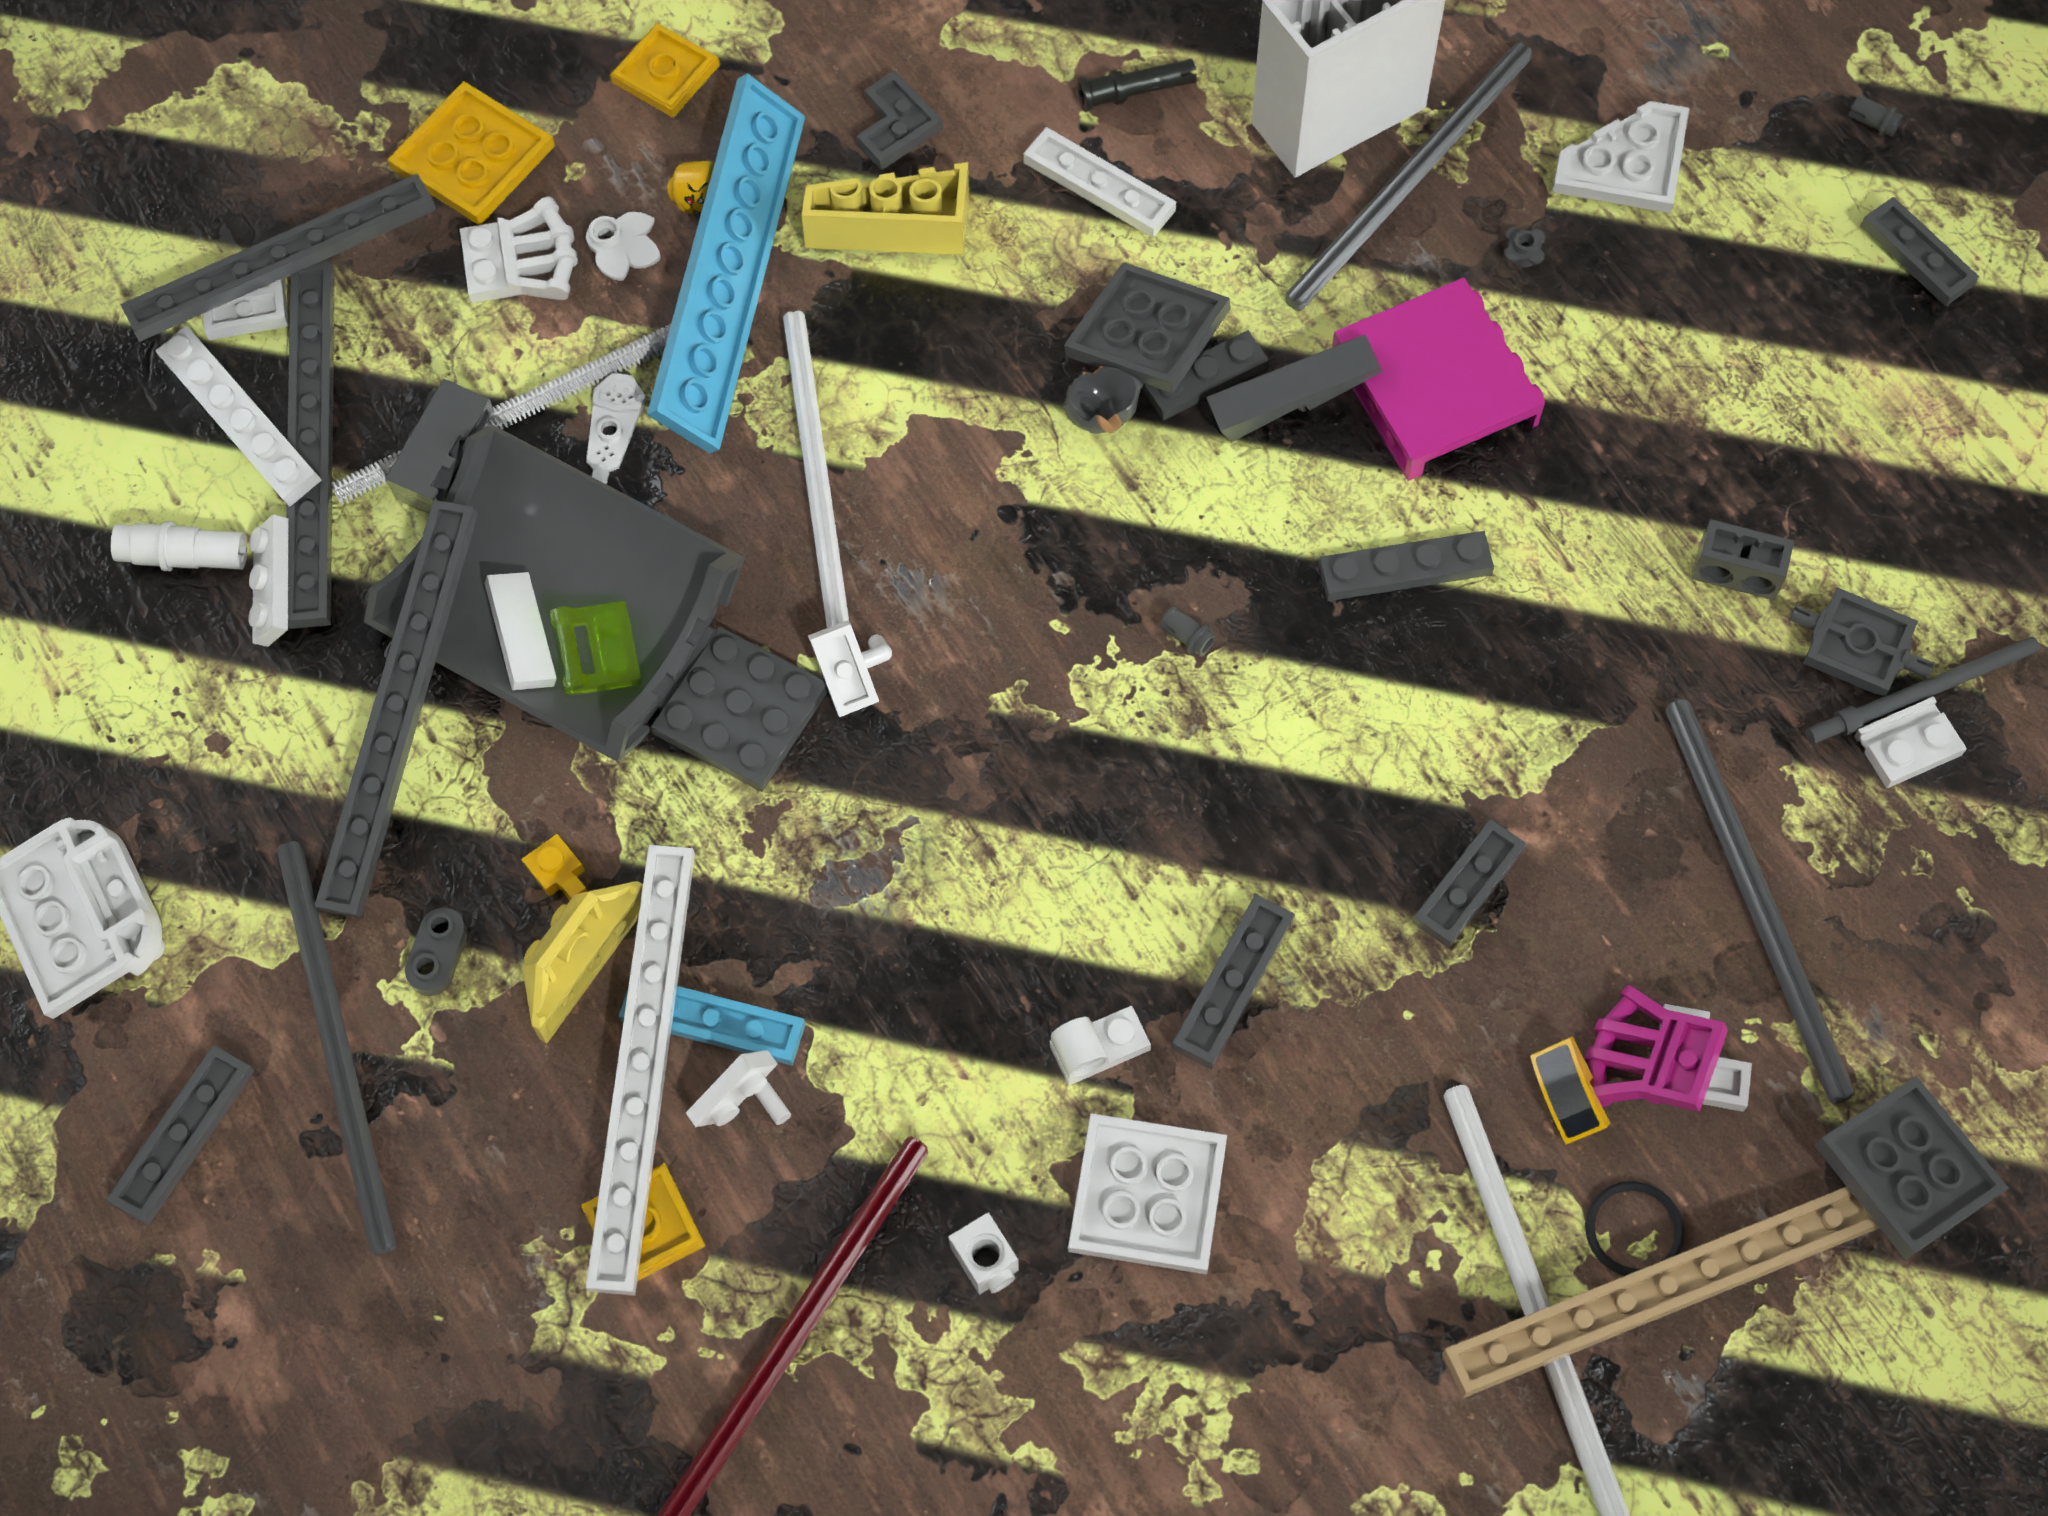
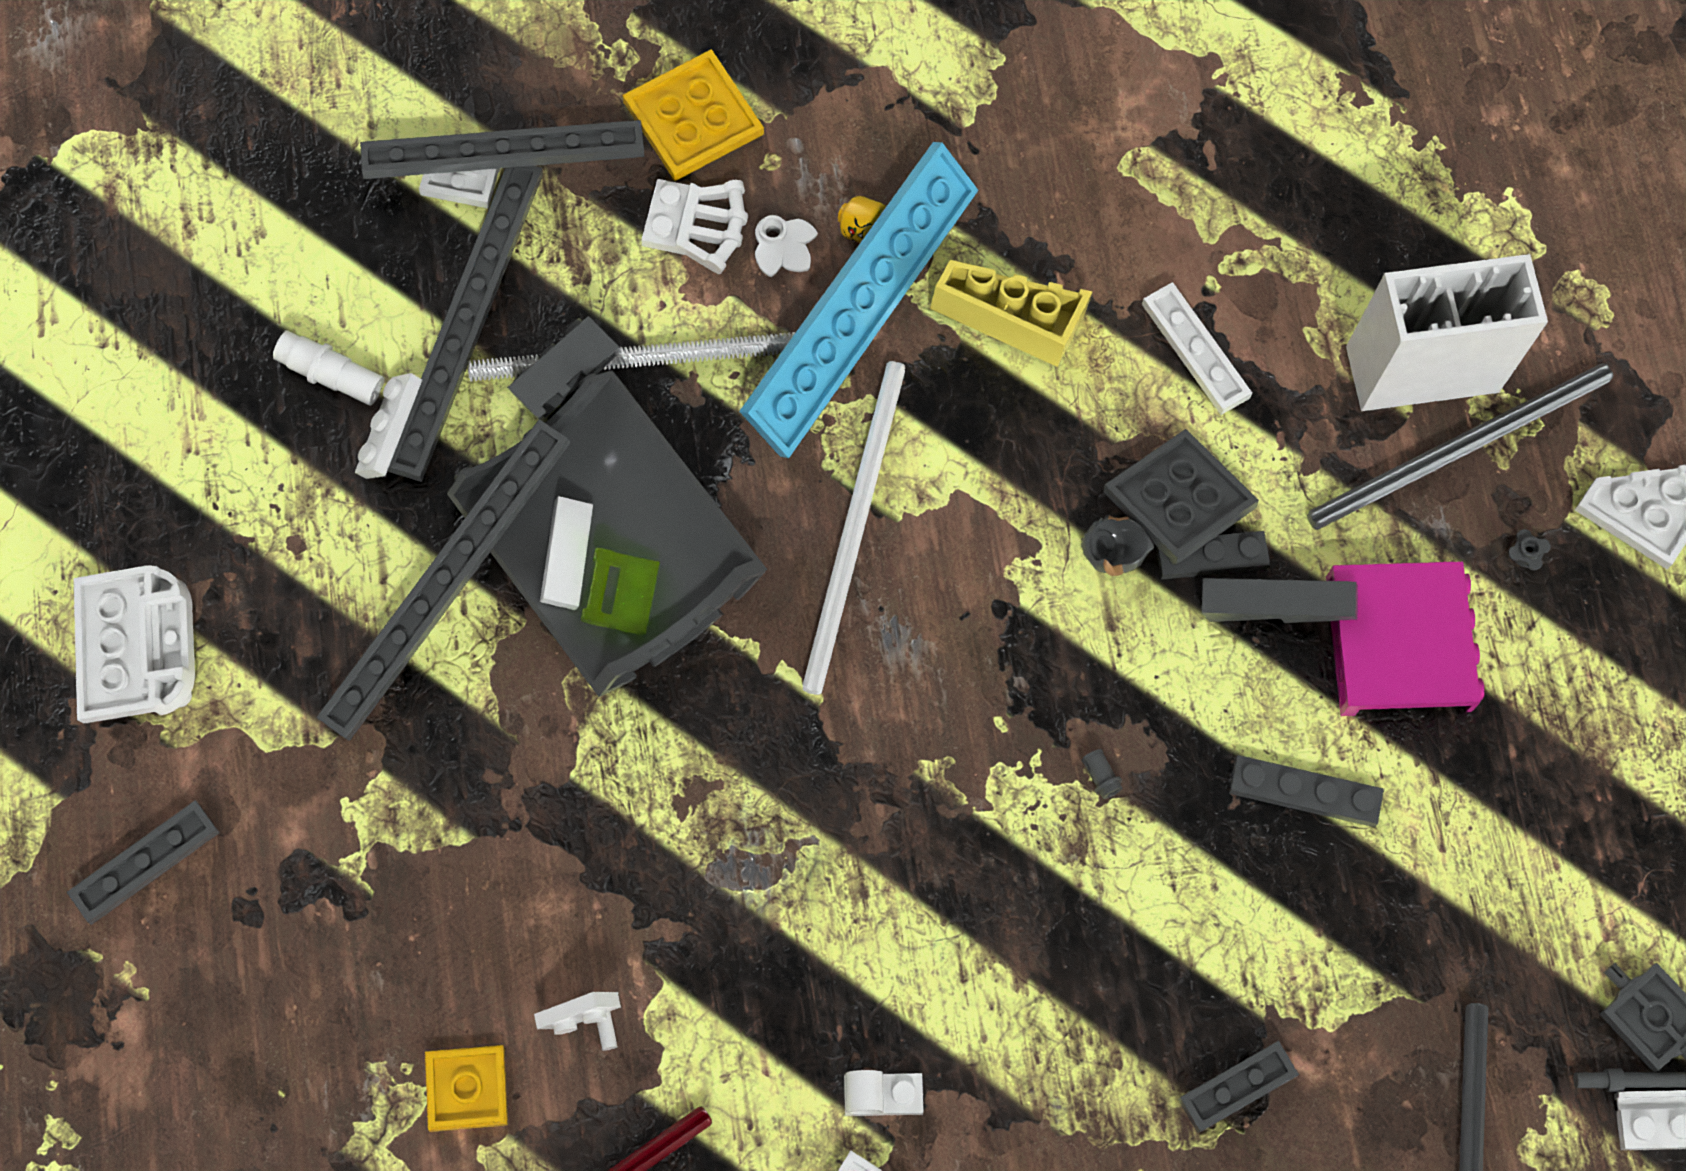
camera: 15 degrees right, 5 degrees up
(238, 416) = (417, 273): white plate -> none
(336, 1050) = (288, 841): dark grey axle -> none
(436, 949) = (399, 793): dark grey plate -> none
(555, 868) = (516, 764): yellow plate -> none
(575, 951) = (502, 841): light yellow wedge -> none
(616, 414) = (719, 392): white piece -> none
(640, 1072) = (514, 964): white plate -> none
(665, 70) = (879, 103): yellow plate -> none
(734, 1025) = (587, 943): medium azure plate -> none
(740, 708) = (715, 688): dark grey plate -> none
(846, 667) = (811, 692): white plate -> none
(904, 124) = (1059, 229): dark grey plate -> none
(1119, 86) = (1249, 268): pearl dark grey pin -> none
(1233, 981) = (1011, 1088): dark grey plate -> none
(1742, 559) = (1587, 906): dark grey brick -> none

